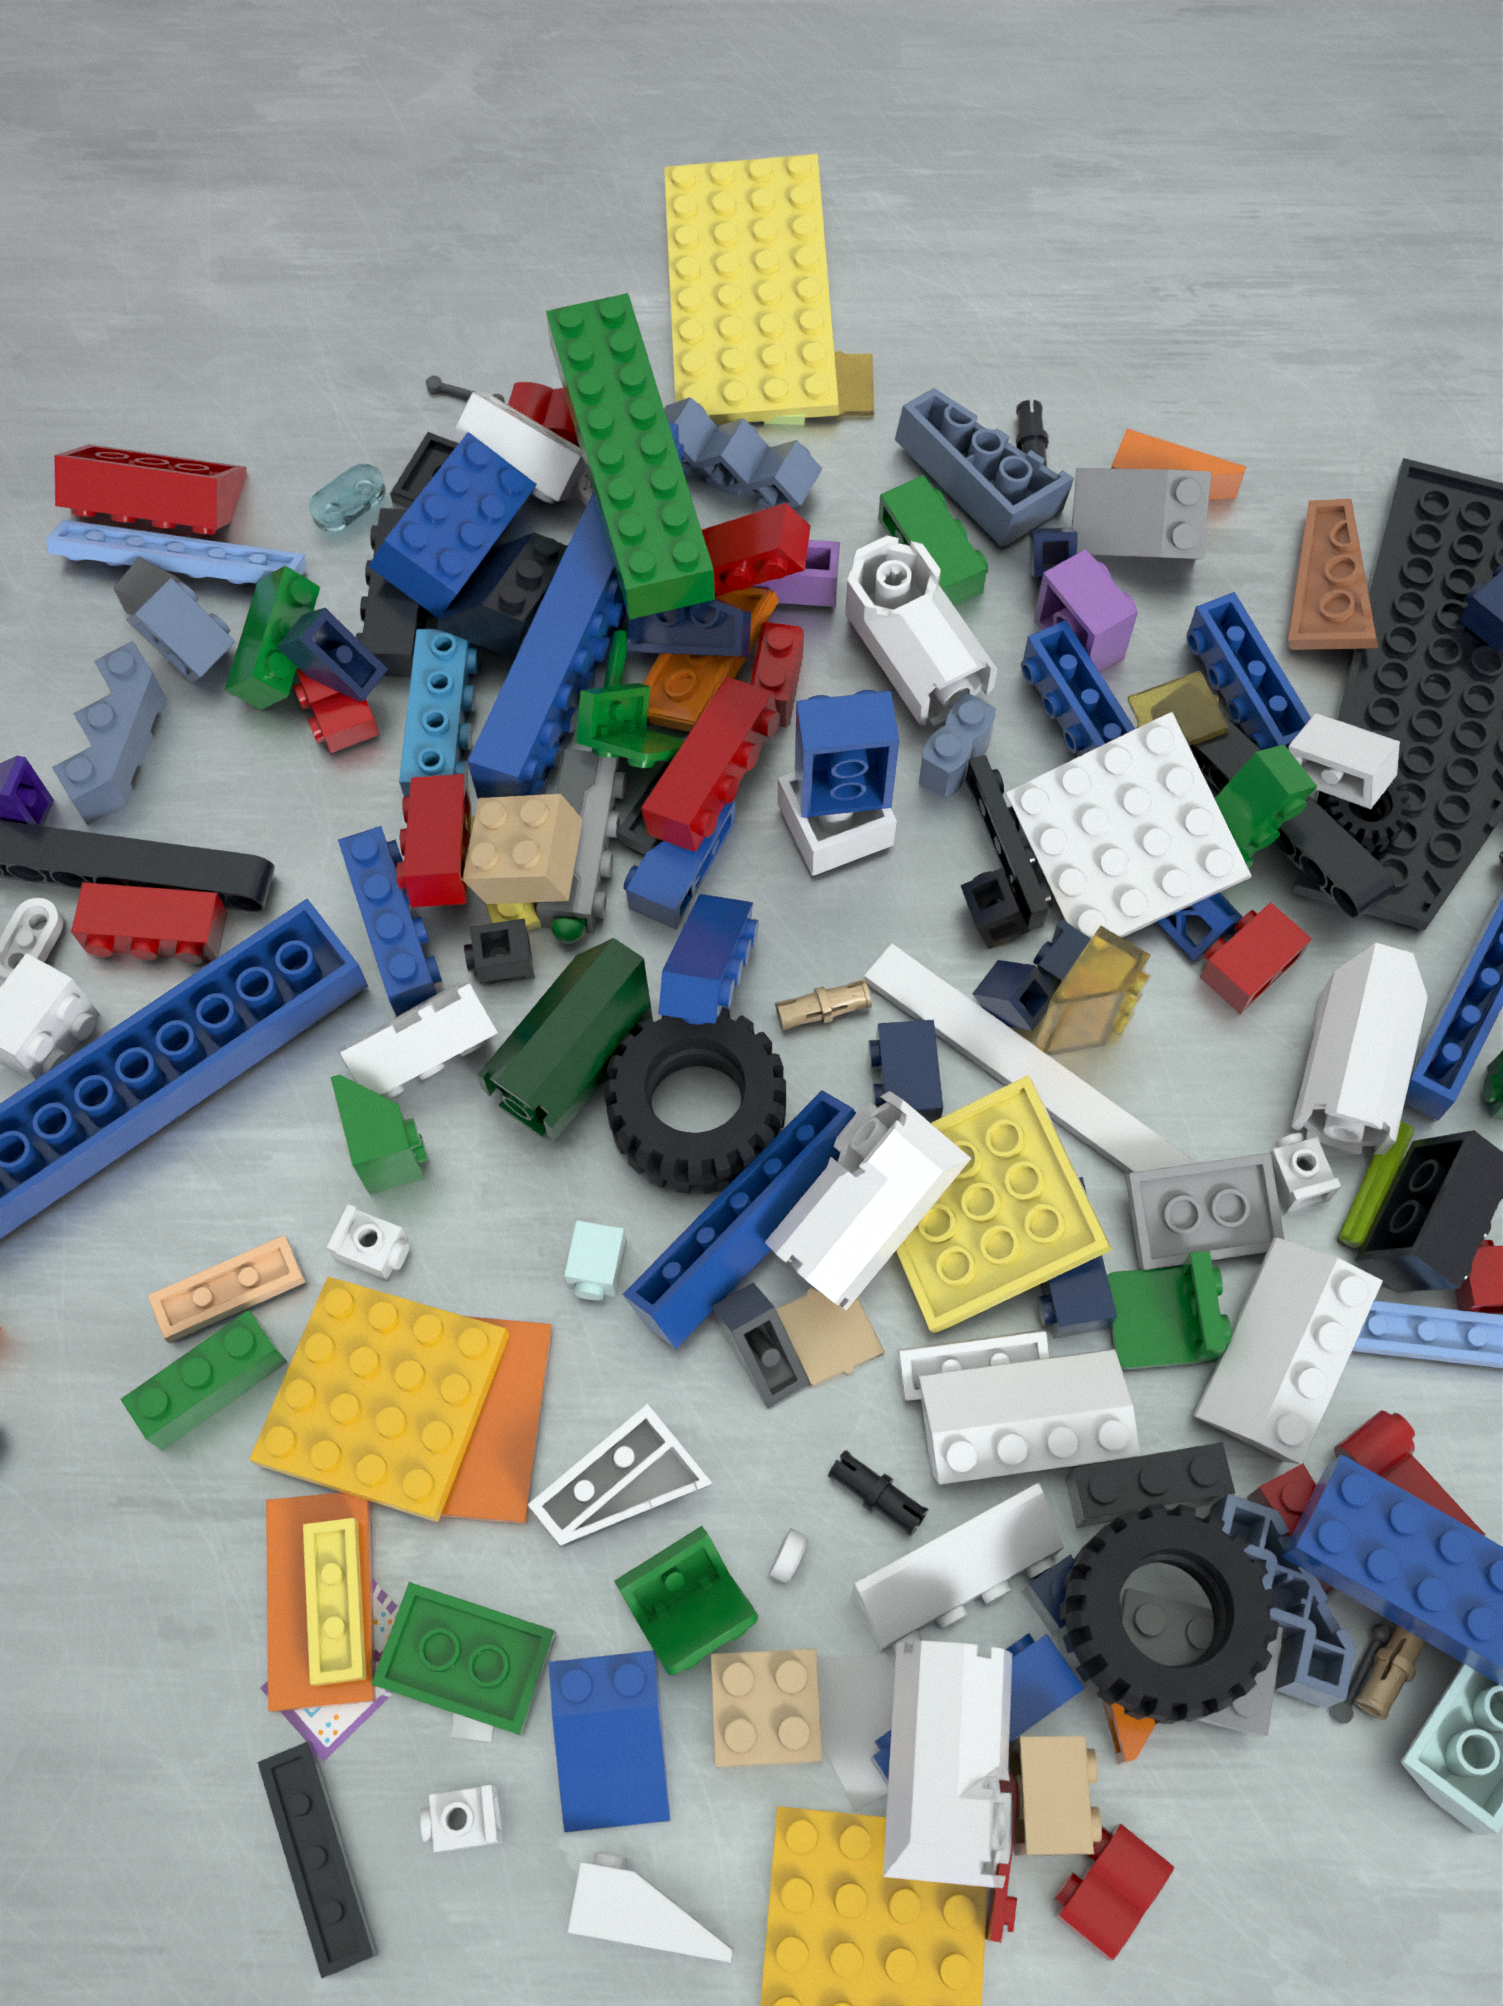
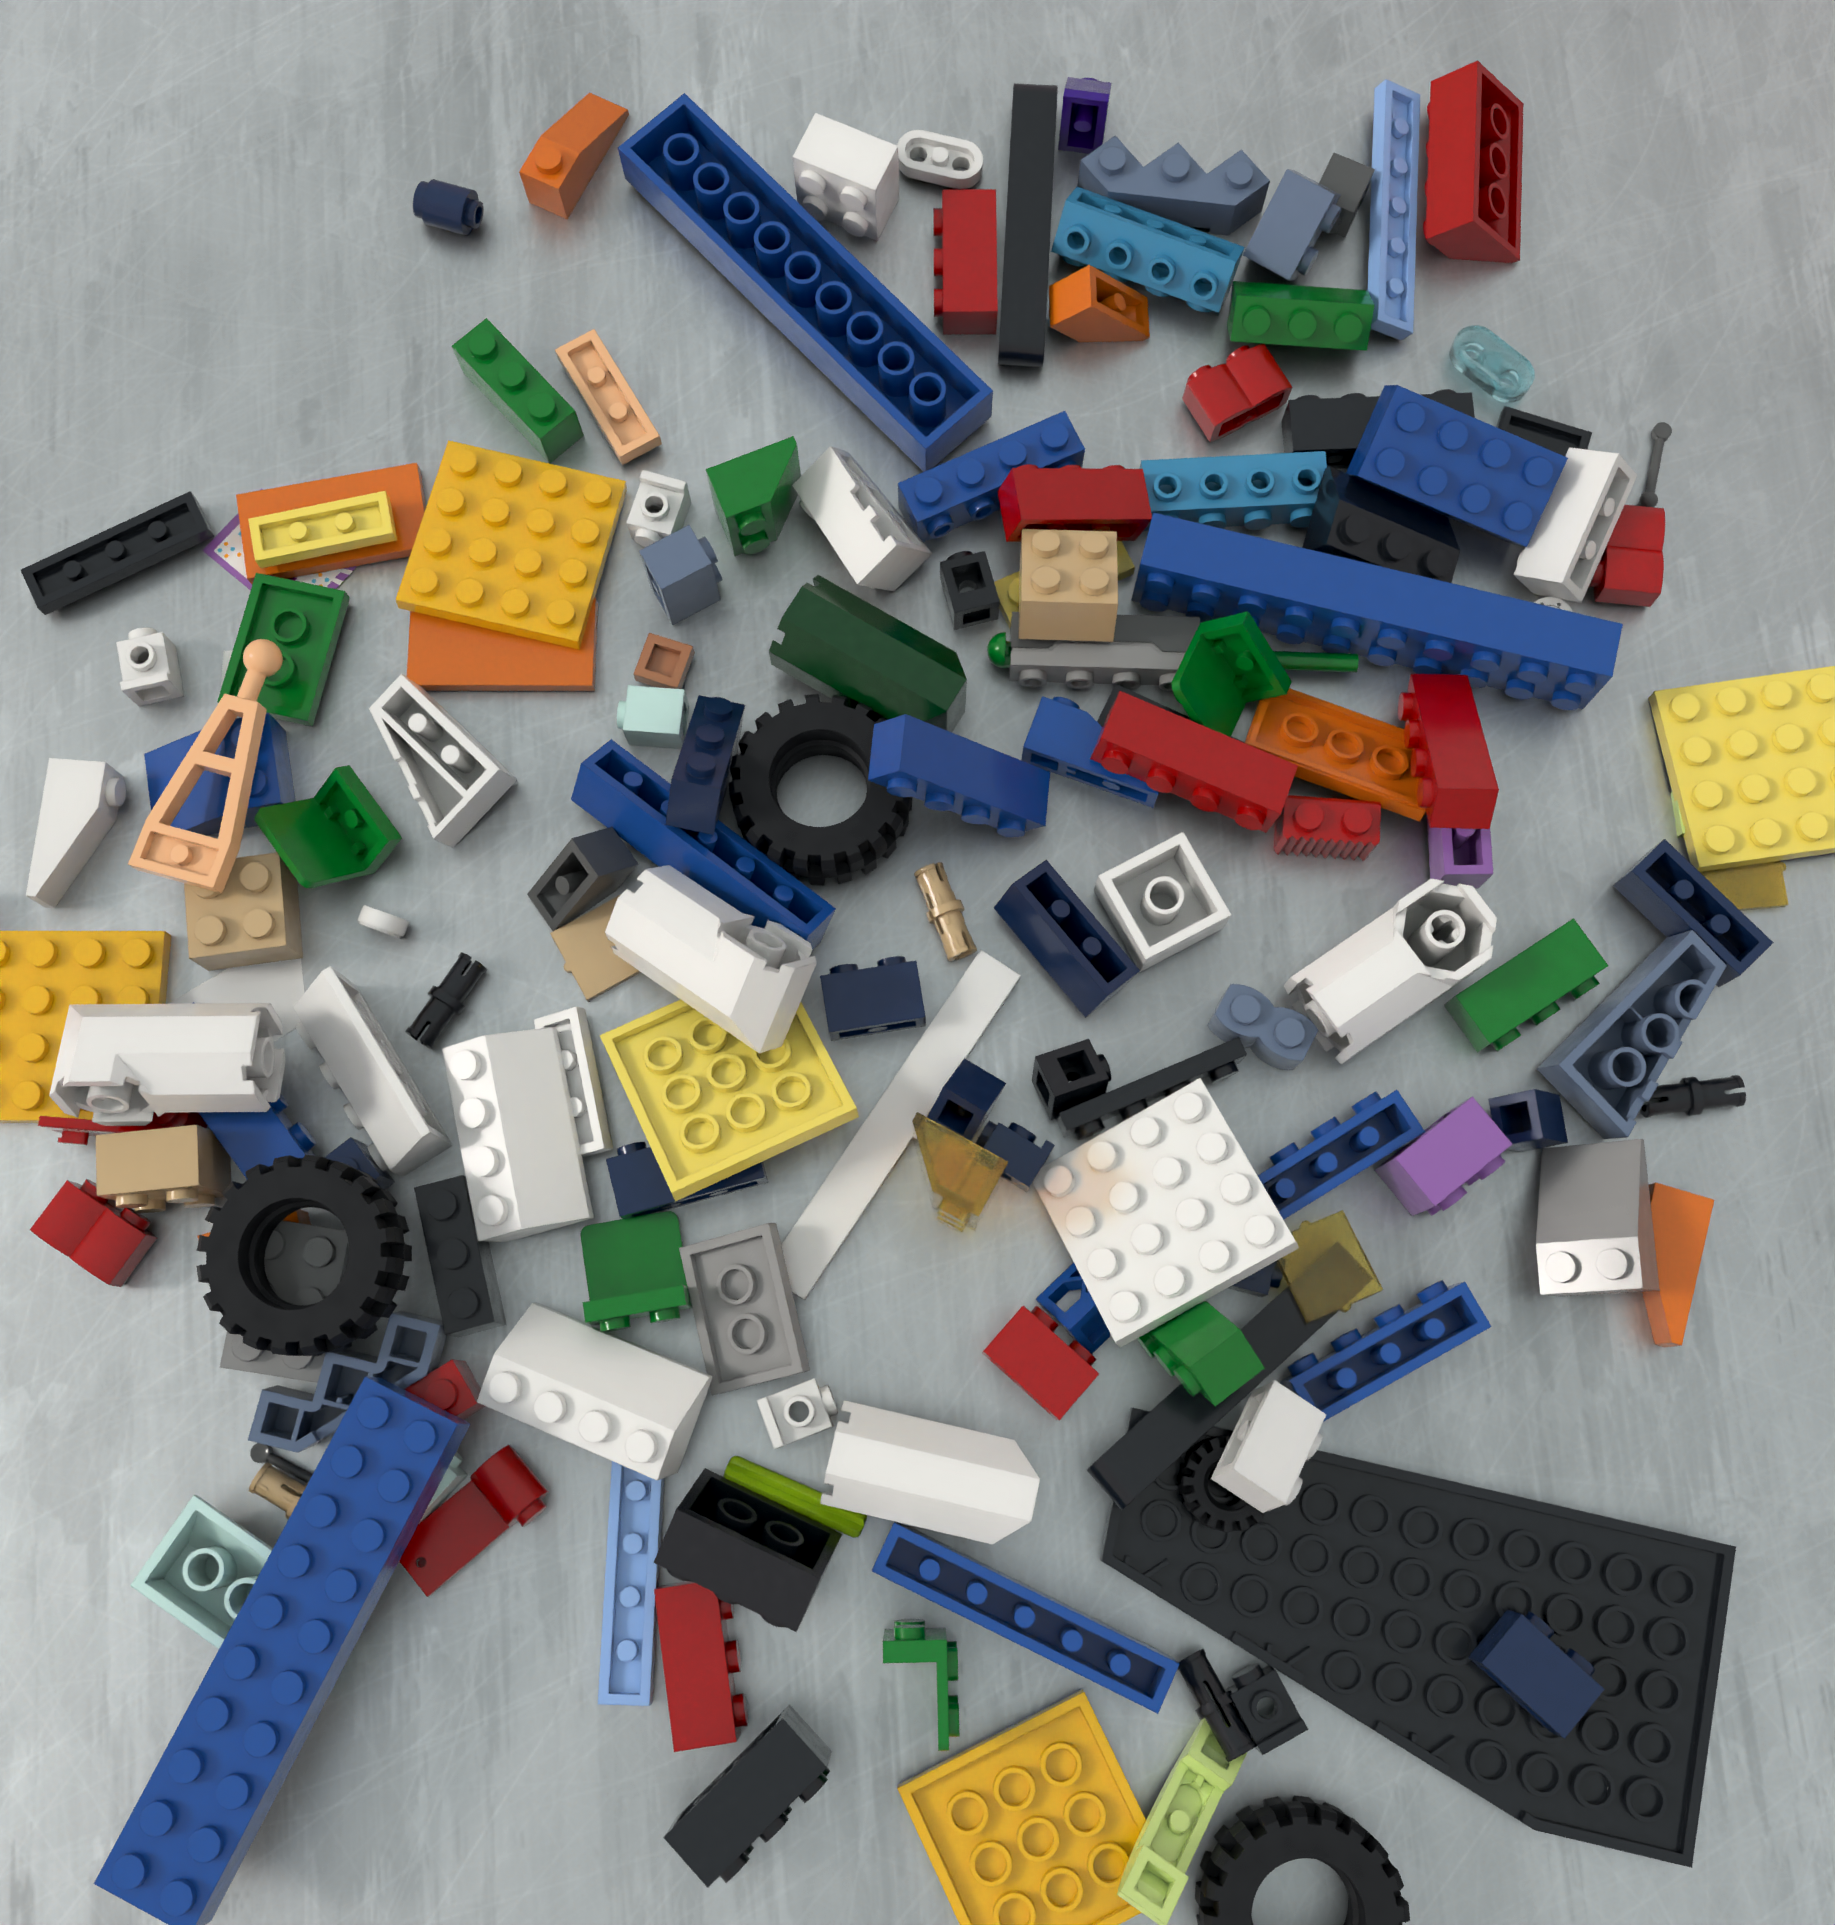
camera: 85 degrees right, 10 degrees up
(176, 758) = (1146, 250): none -> dark azure brick
(226, 811) = (1097, 308): none -> orange slope
(332, 655) = (1271, 370): dark blue slope -> none
(450, 1214) = (682, 573): none -> sand blue brick
(536, 1249) = (663, 662): none -> nougat plate
(630, 457) = (1552, 620): green brick -> none
(665, 1196) = (704, 764): none -> dark blue brick
(697, 629) = (1369, 716): dark blue wing -> none
(710, 1750) = (194, 856): none -> light nougat plate
(740, 460) = (1608, 758): sand blue brick -> none
(845, 753) = (1189, 878): blue brick -> none
(864, 894) = (1066, 938): none -> dark blue brick
(872, 415) = (1682, 900): none -> dark blue brick
(1331, 583) = (1535, 1454): nougat wing -> none

